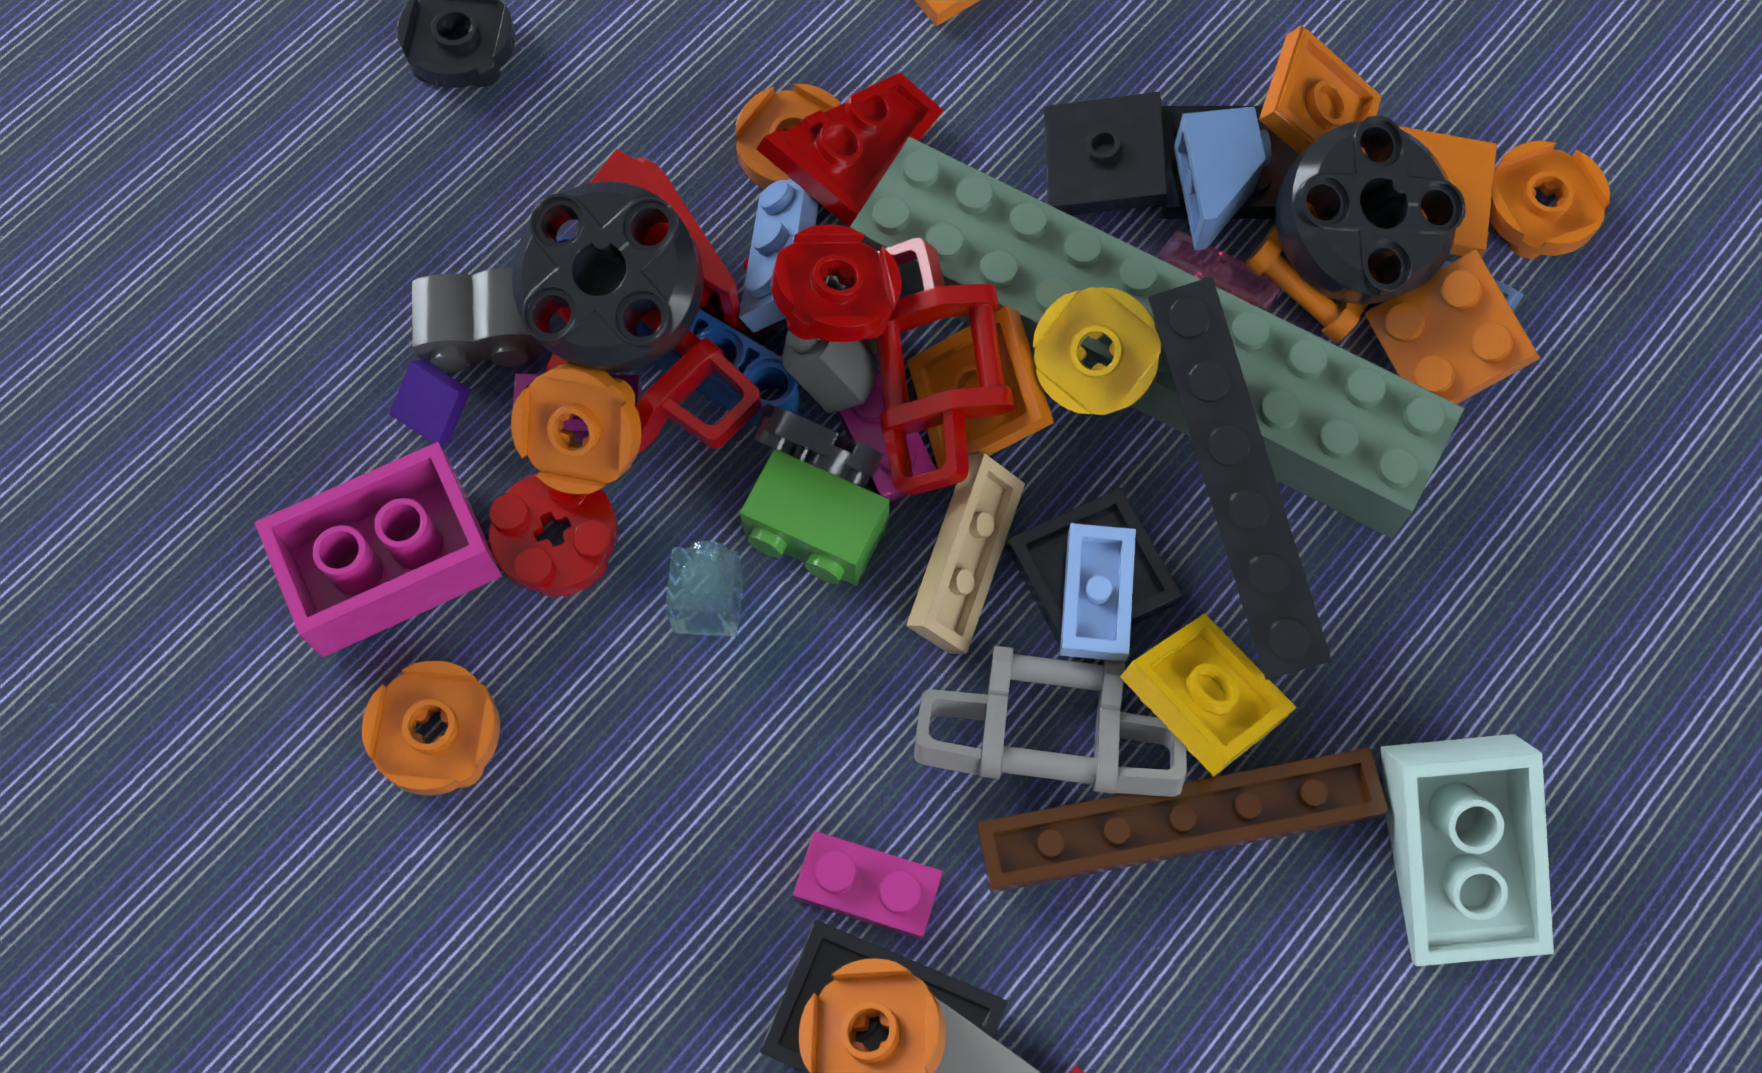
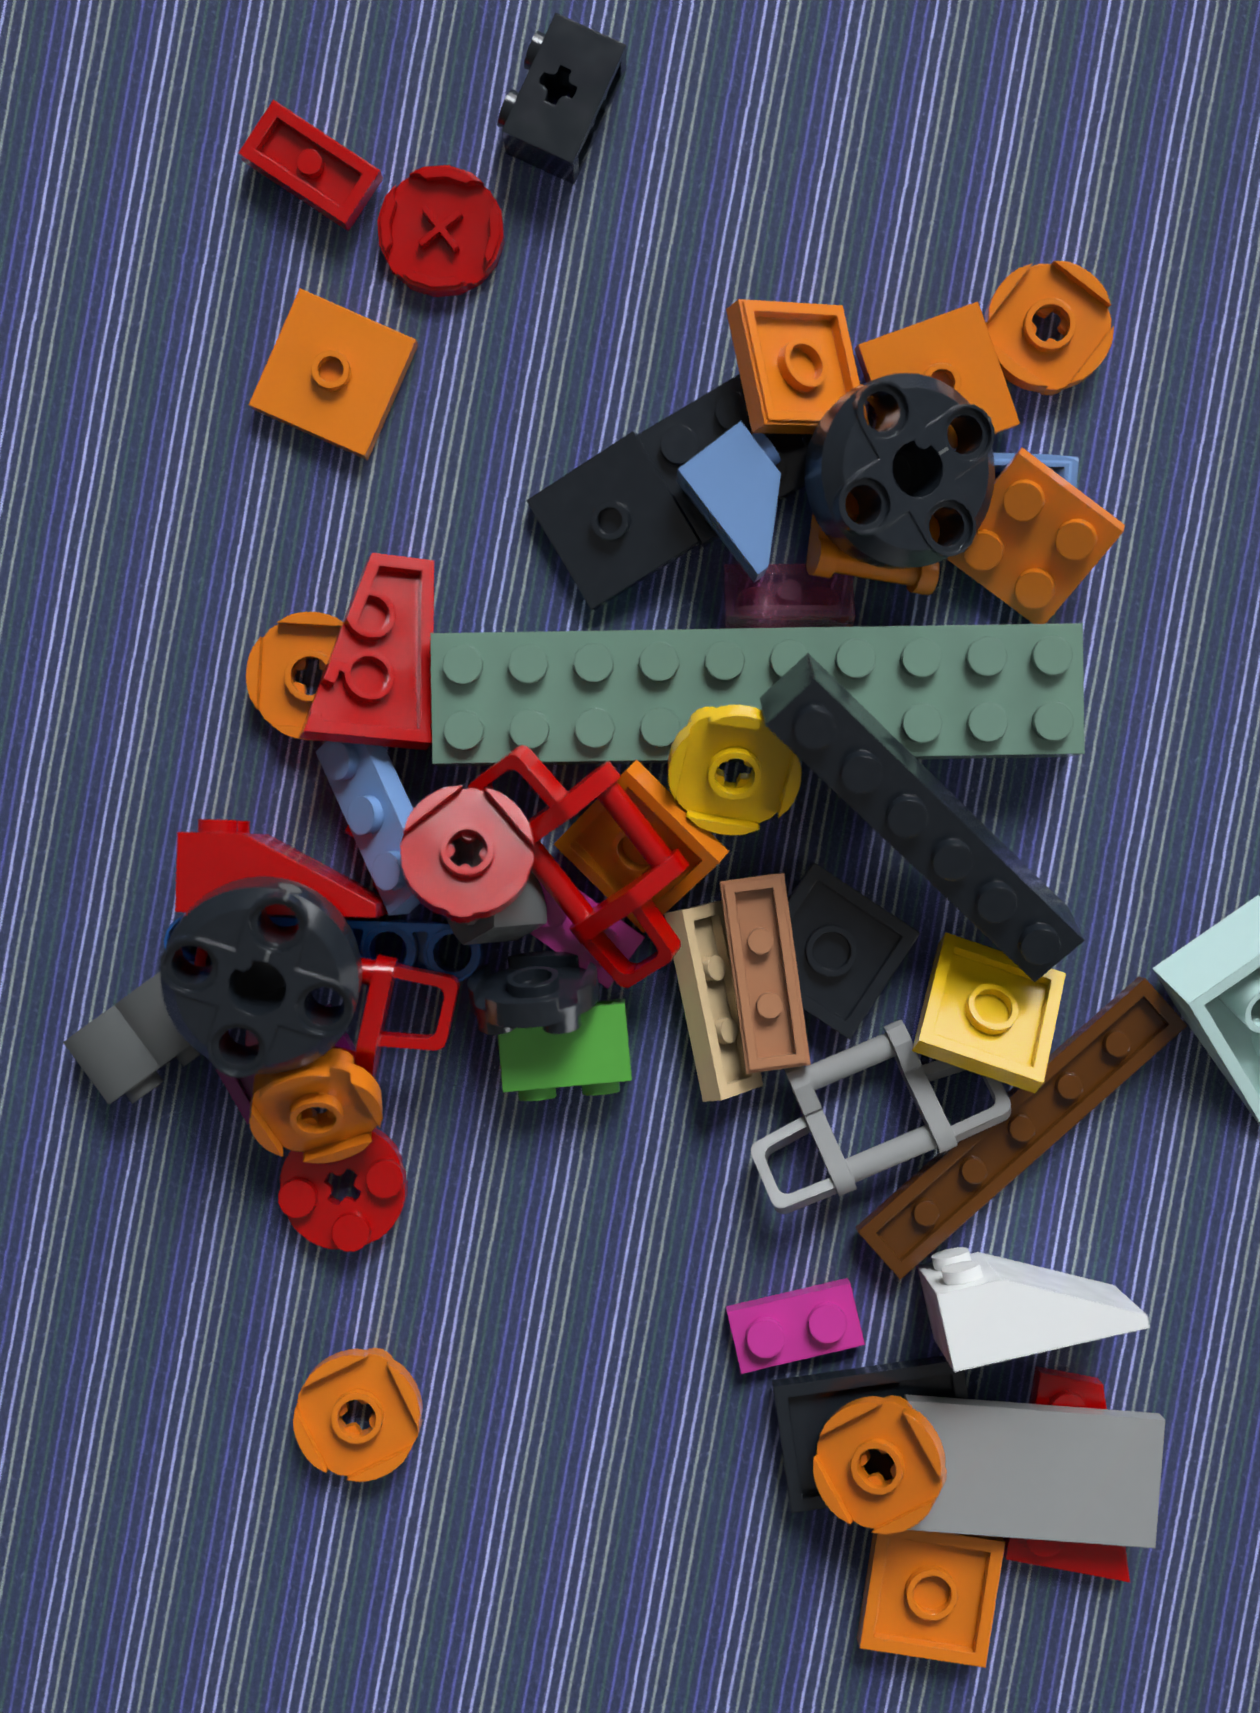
camera: 30 degrees left, 20 degrees up
(377, 550) = (211, 1303): dark pink brick -> none
(430, 401) = (155, 1136): dark purple tile -> none
(704, 590) = (511, 1169): clear light blue brick -> none
(1024, 548) = (764, 973): none -> nougat tile
(1084, 961) = (1006, 1309): none -> white slope
(1098, 592) = (852, 983): light blue plate -> none

